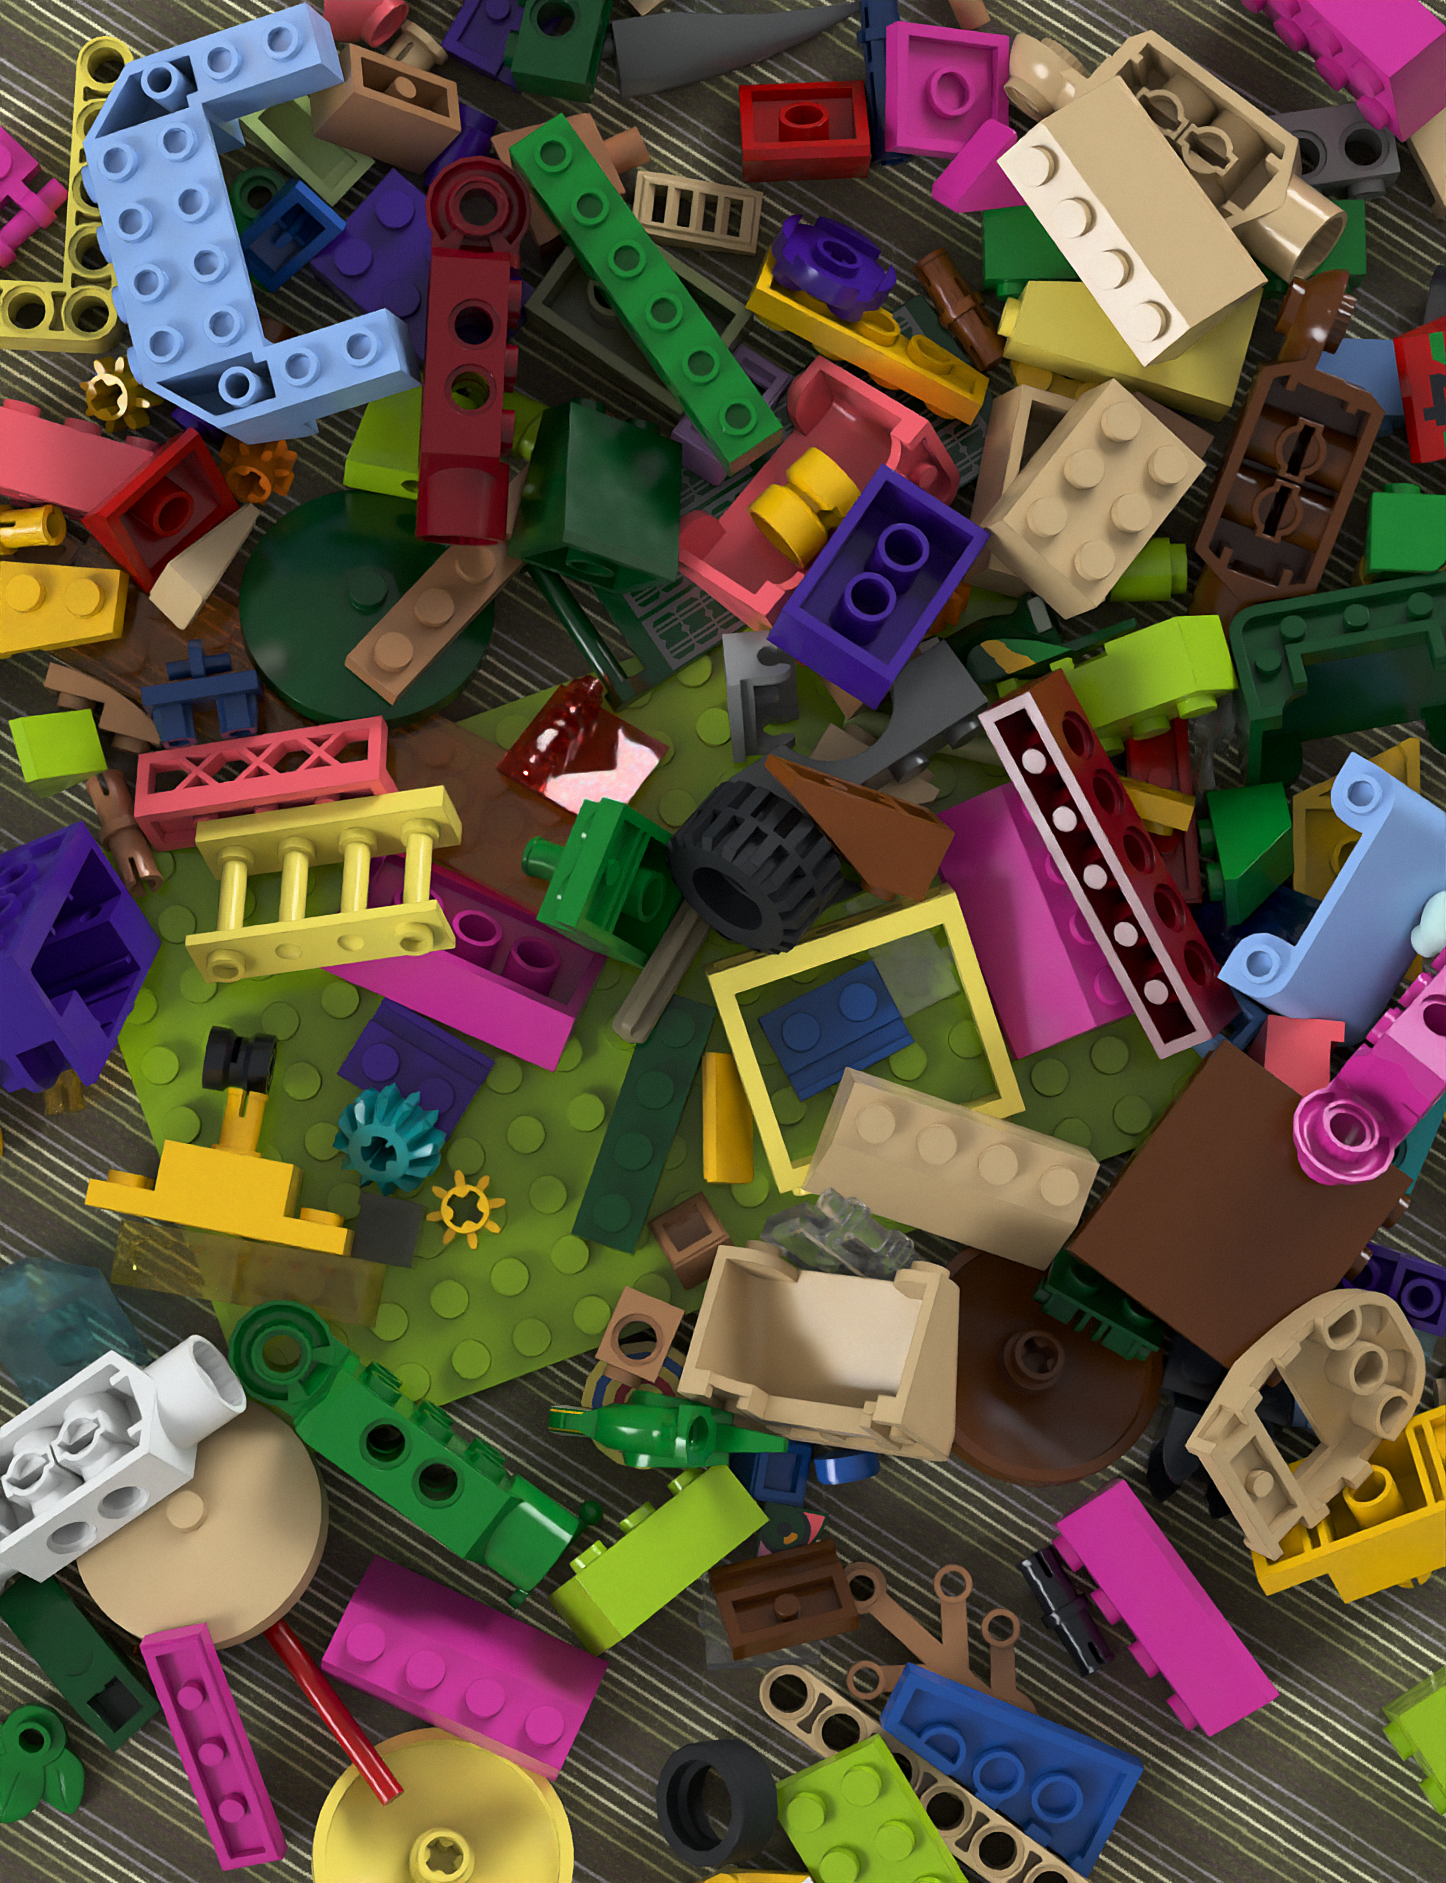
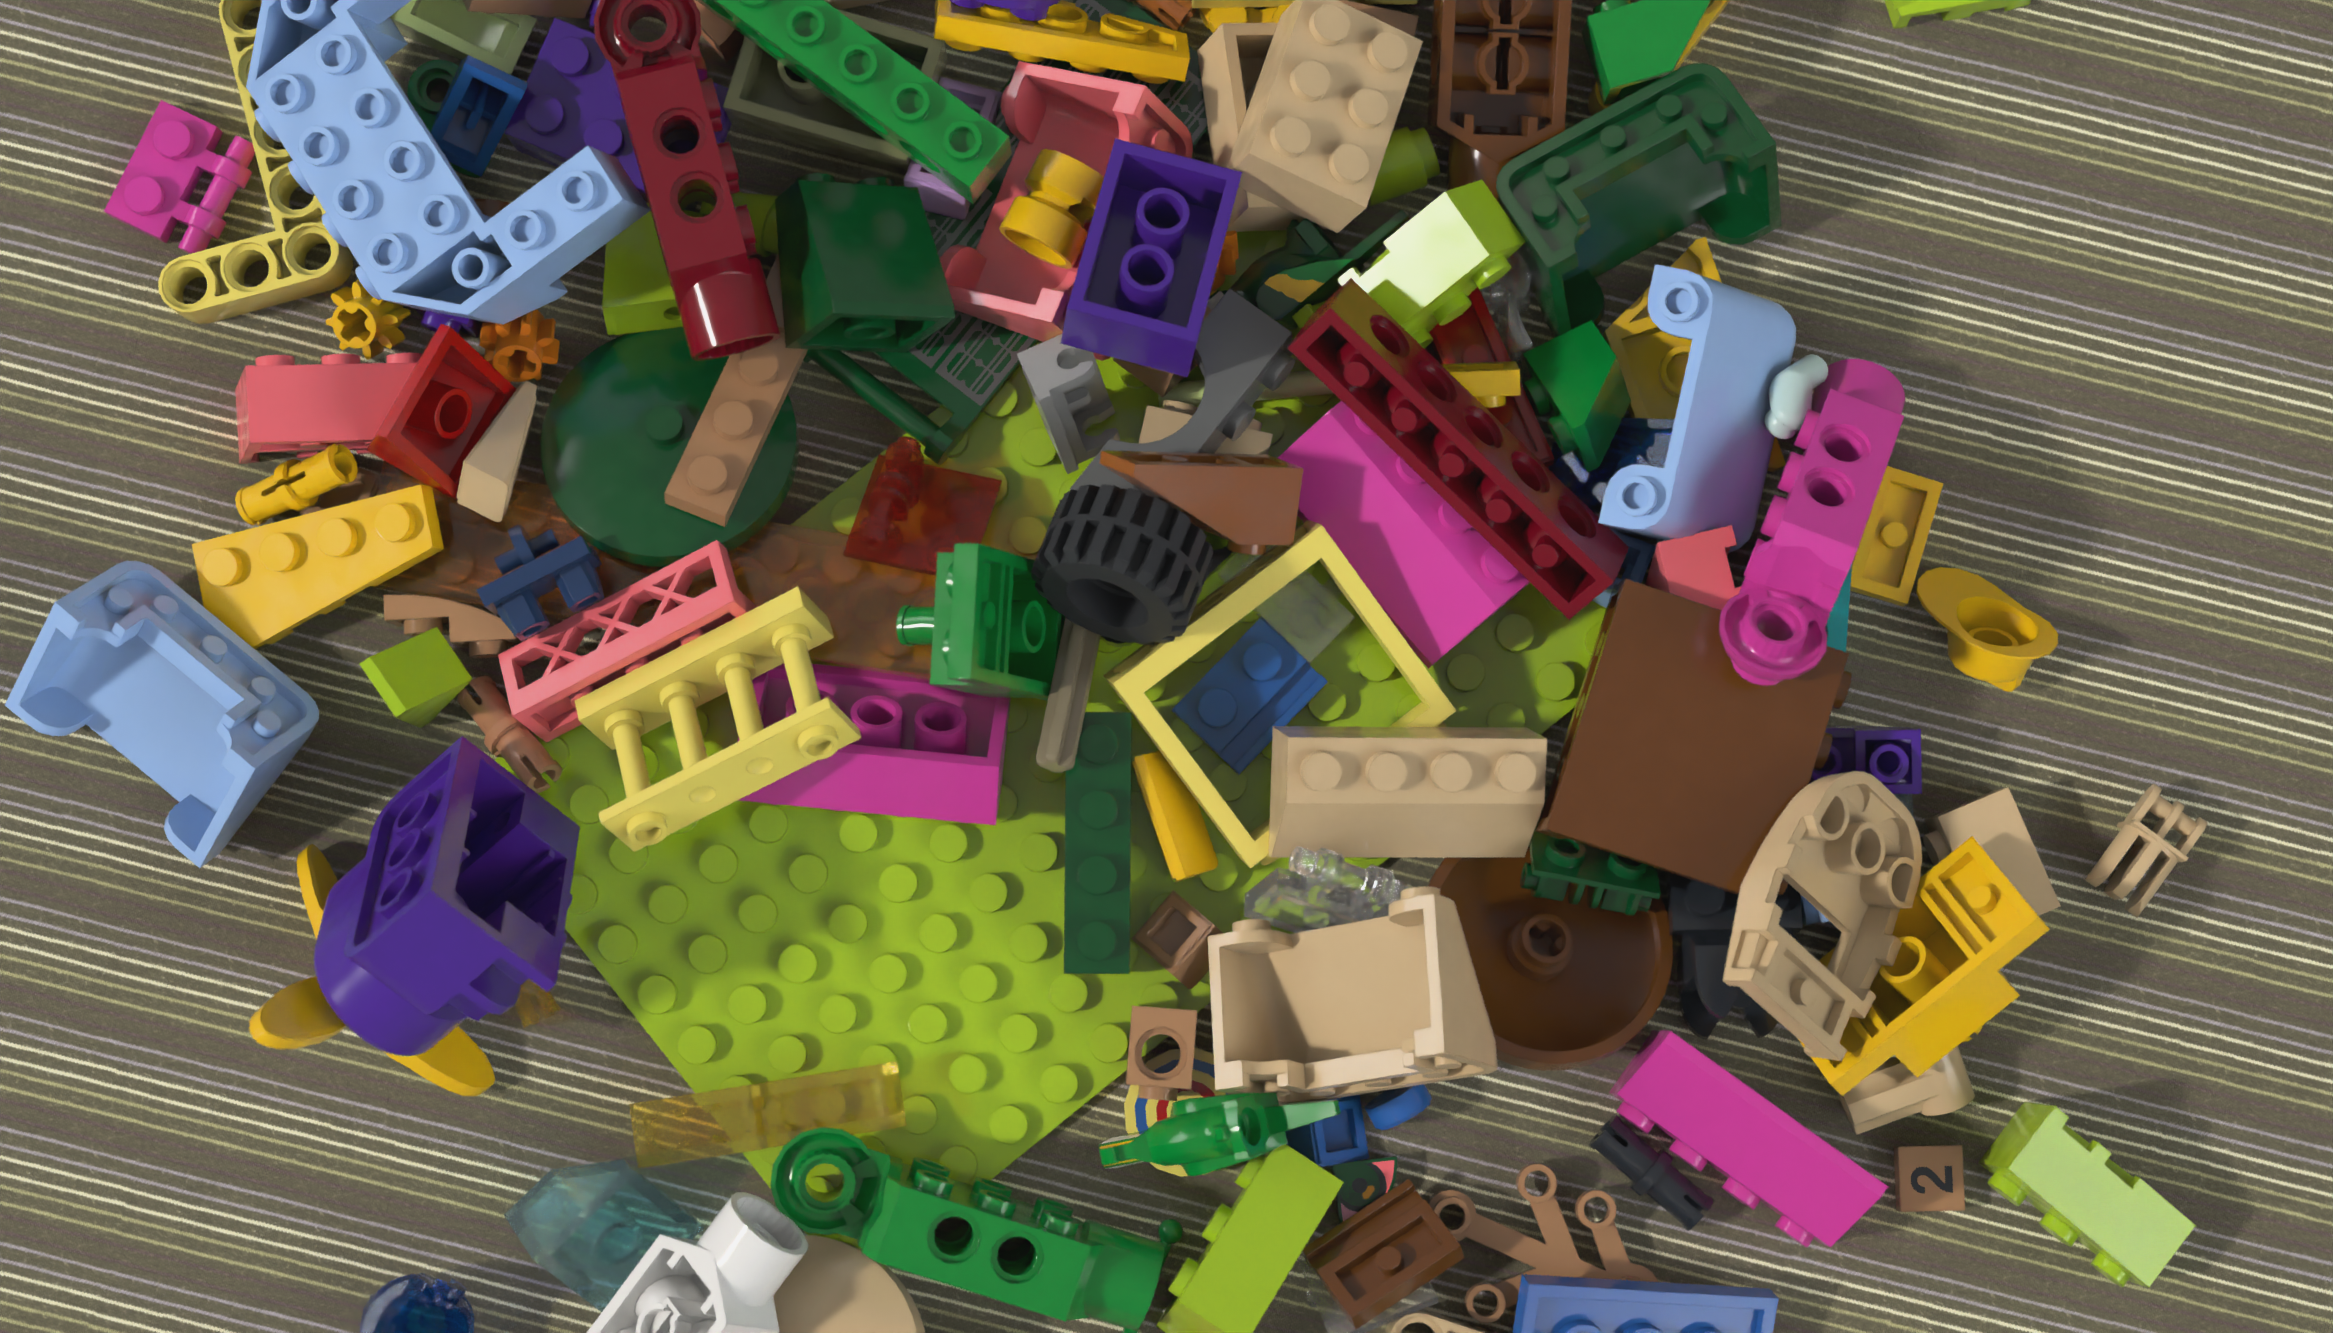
camera: 20 degrees left, 0 degrees up
(227, 1188) = (719, 1041): yellow brick -> none
(239, 1061) = (692, 915): black wheel -> none
(389, 1139) = (860, 942): teal gear -> none
(389, 1230) = (888, 1029): clear smoke panel -> none
(417, 1057) = (863, 865): dark purple plate -> none
(449, 1215) = (940, 994): yellow gear -> none
(1319, 1613) = (1896, 1092): none -> tan piece
(1329, 1706) = (1929, 1178): none -> medium nougat tile

